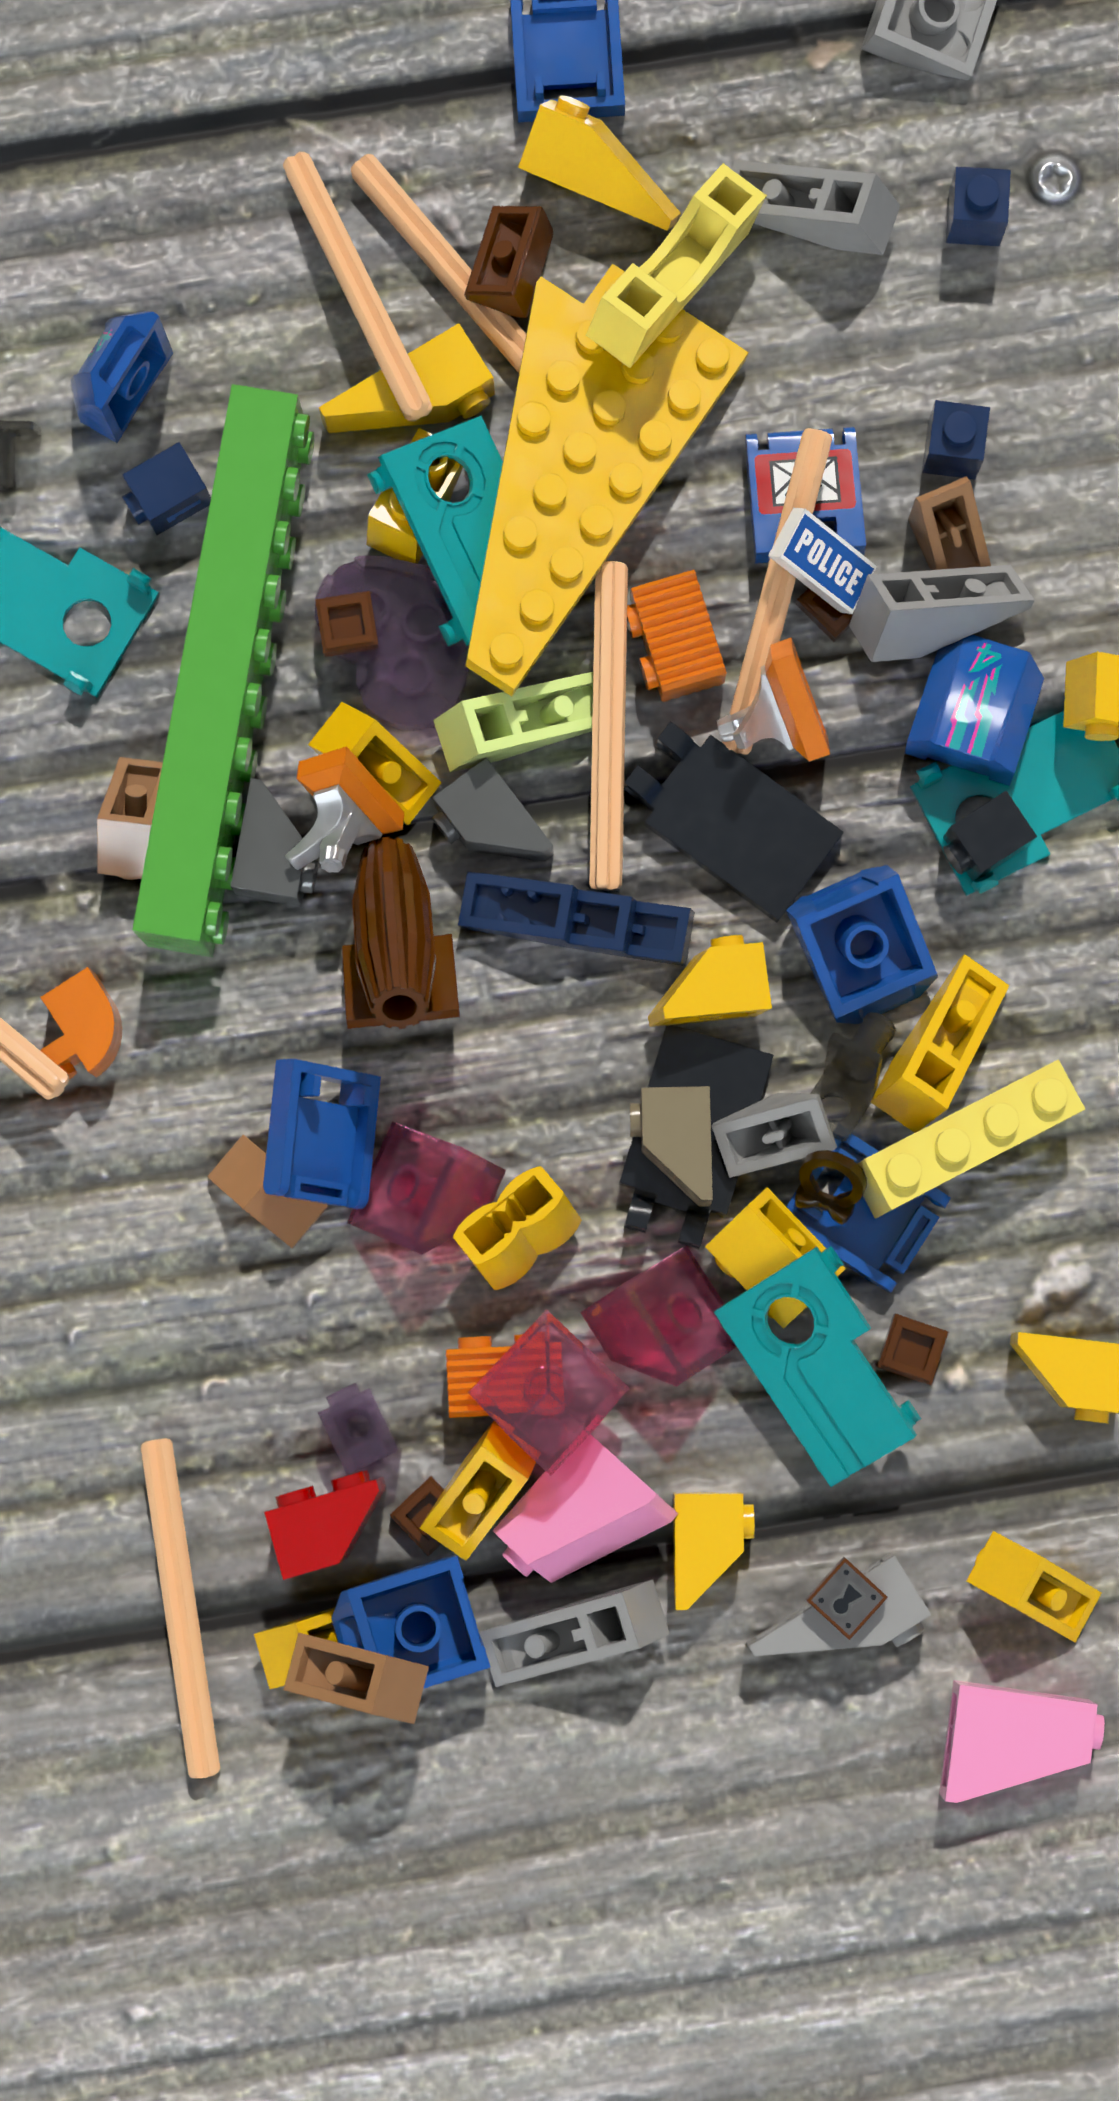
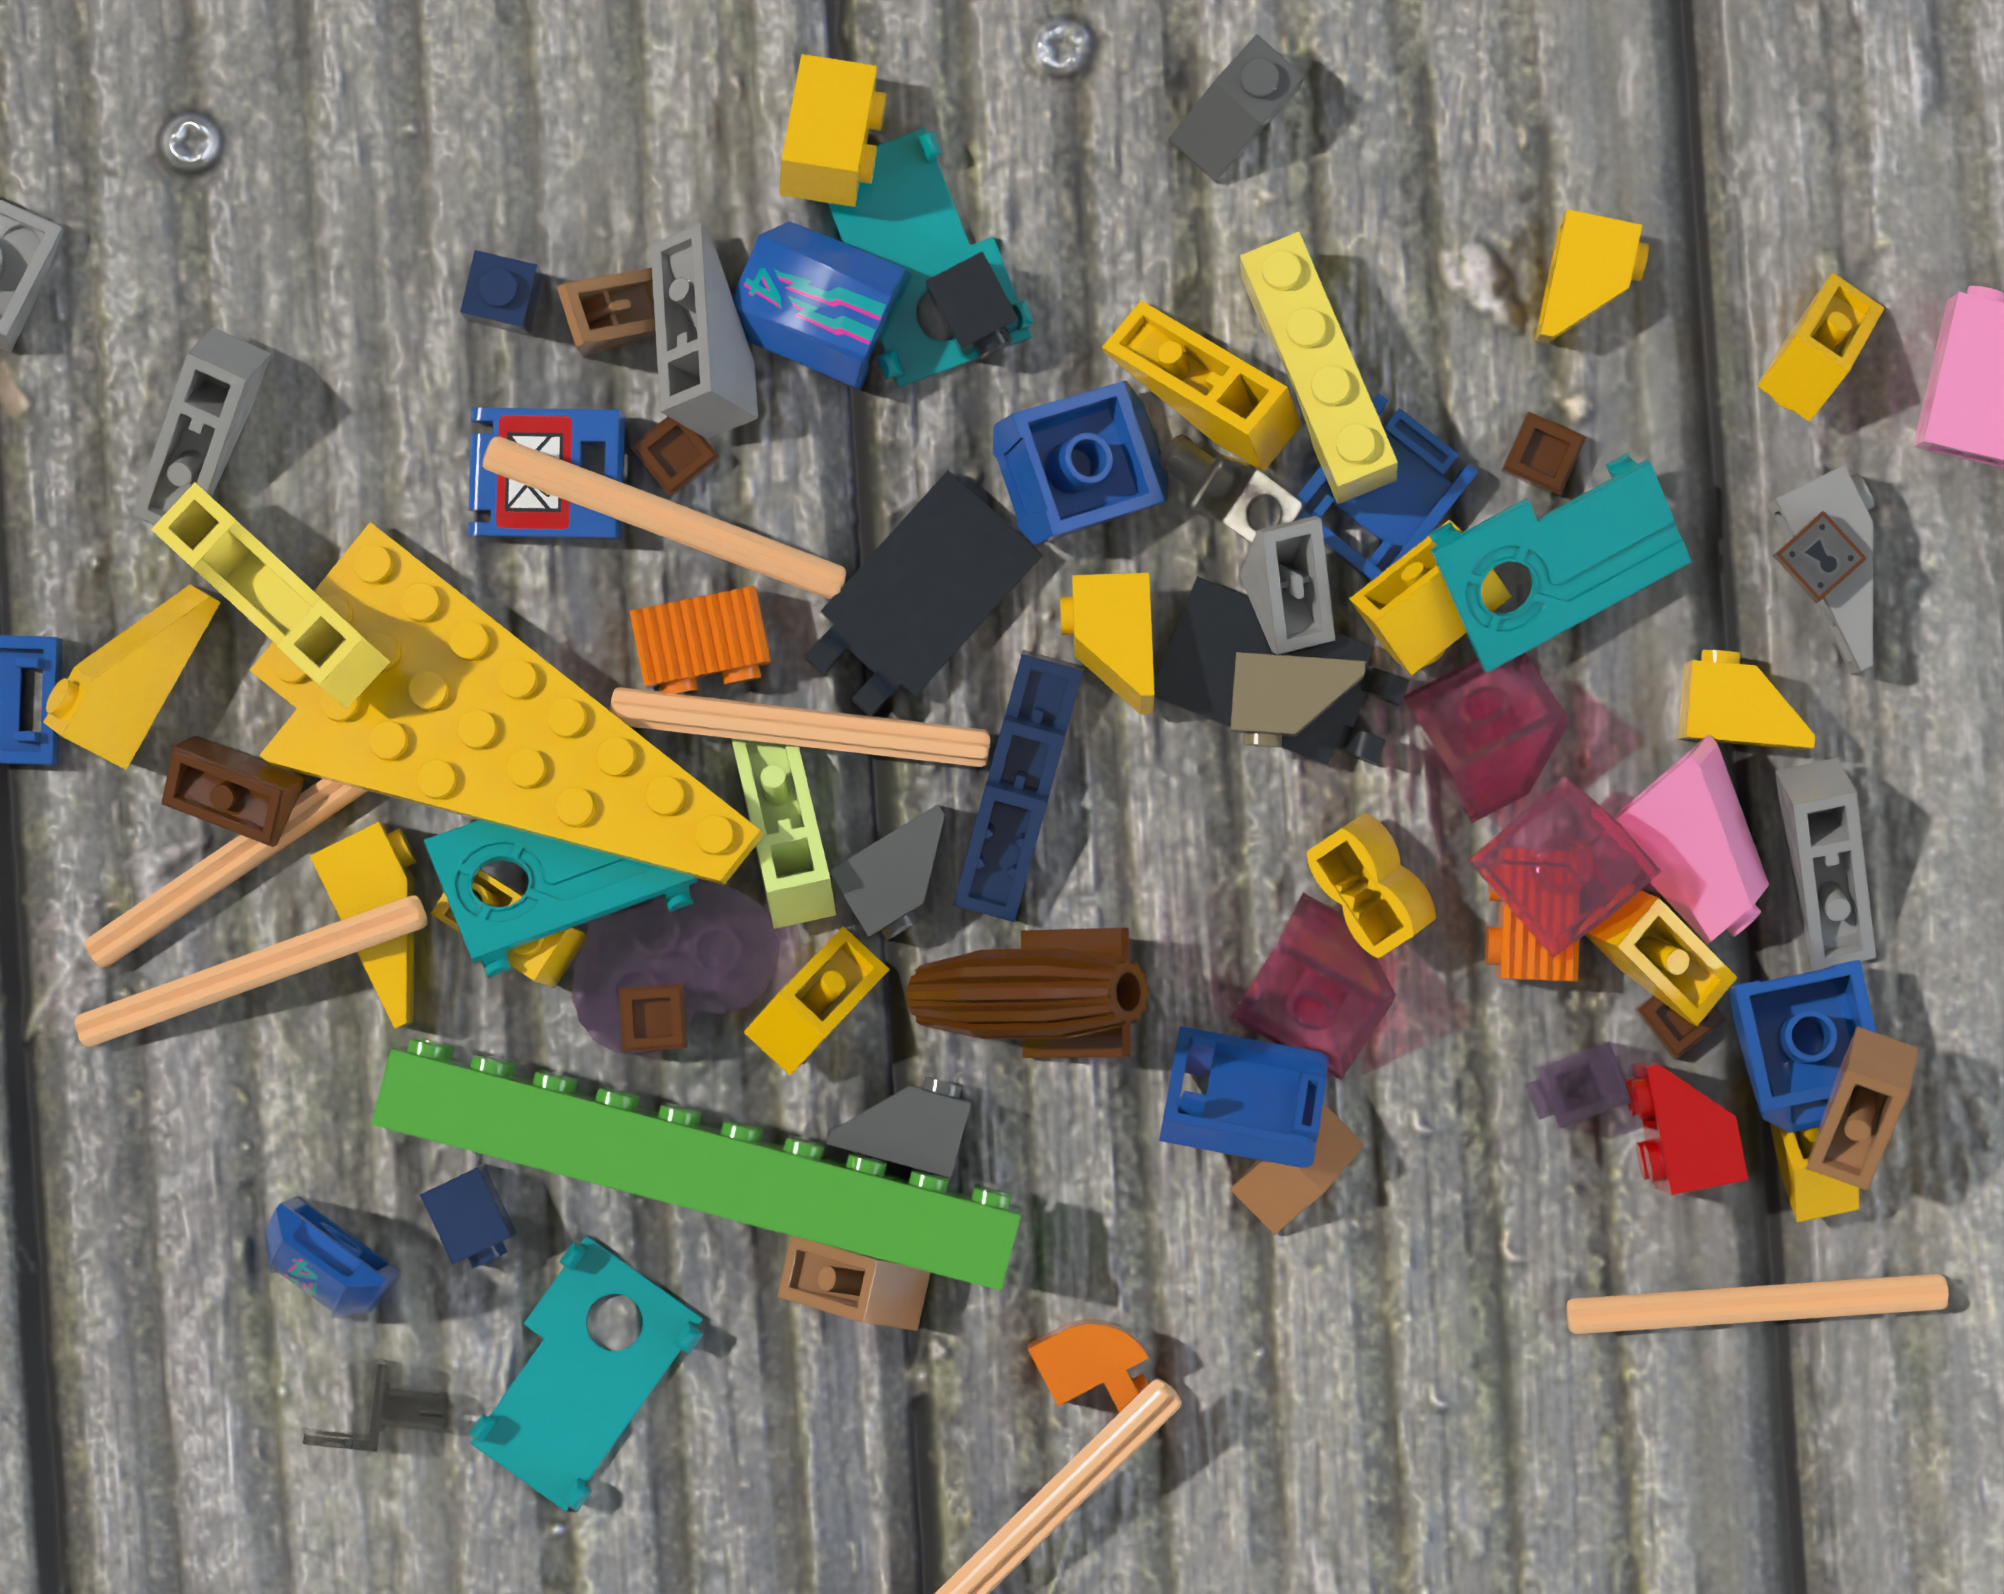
camera: 90 degrees left, 5 degrees up
(349, 809) = (876, 1033): piece -> none
(780, 708) = (804, 527): orange piece -> none
(809, 1193) = (1380, 519): dark brown piece -> none
(821, 560) = (637, 462): tile -> none
(978, 206) = (224, 236): dark blue brick -> none

